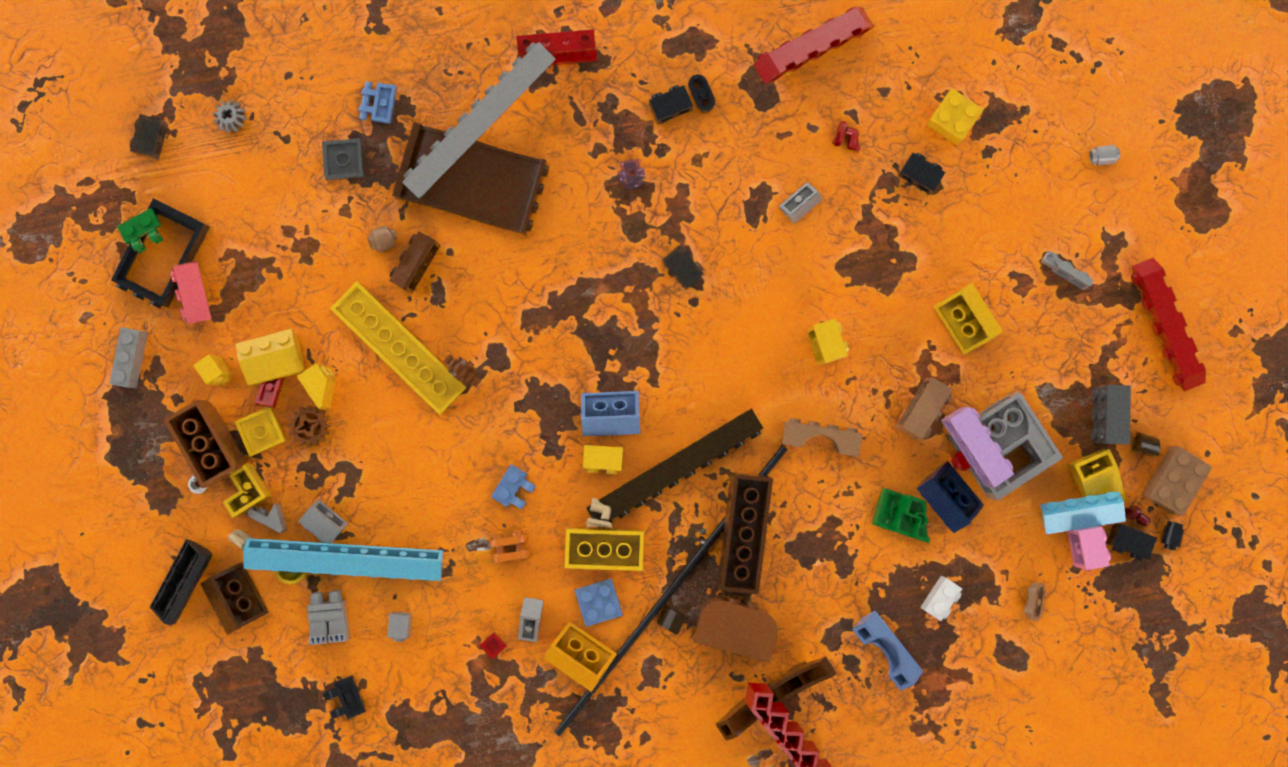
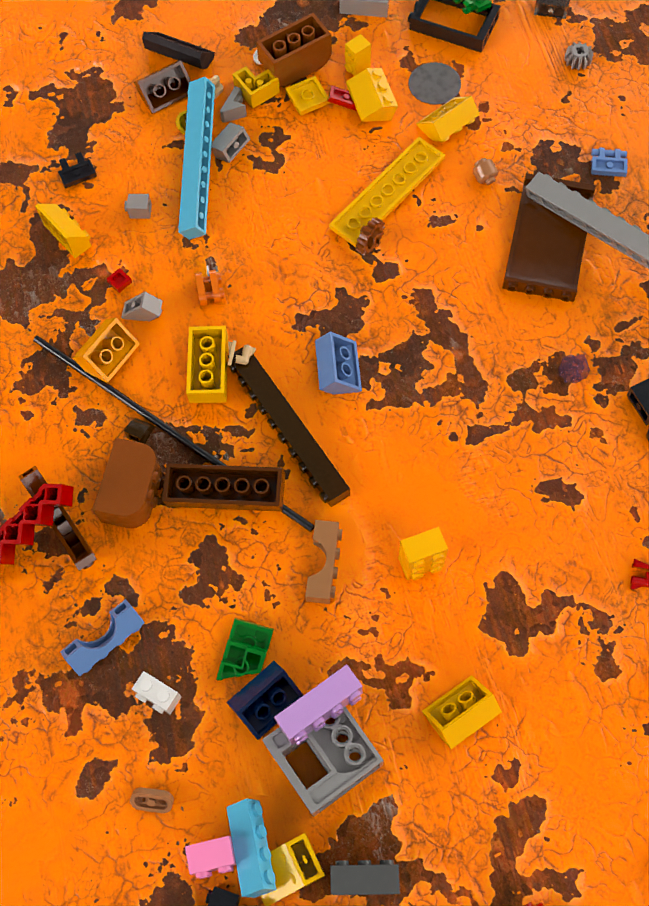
camera: 90 degrees right, 20 degrees down
(190, 292) = (423, 35): coral brick -> none
(250, 284) = (434, 83): none -> flat silver sticker
(306, 273) = (449, 118): none -> yellow slope
(311, 433) = (313, 128): dark orange gear -> none
(319, 384) = (349, 129): yellow slope -> none
(328, 619) = (145, 153): light grey hips -> none
(343, 159) = (553, 139): dark grey plate -> none
(414, 262) = (465, 197): reddish brown slope -> none
(425, 707) = (64, 229): none -> yellow slope
(509, 486) = (266, 286): medium blue plate -> none
(598, 602) = (157, 366): medium blue plate -> none
(602, 458) = (294, 358): yellow brick -> none
(683, 267) = (486, 421): clear smoke brick -> none
(800, 202) = (566, 532): light grey slope -> none
(922, 173) = (616, 653): black brick -> none
(924, 408) = (364, 663): medium nougat brick -> none
(1066, 271) = (527, 822): light grey hinge -> none

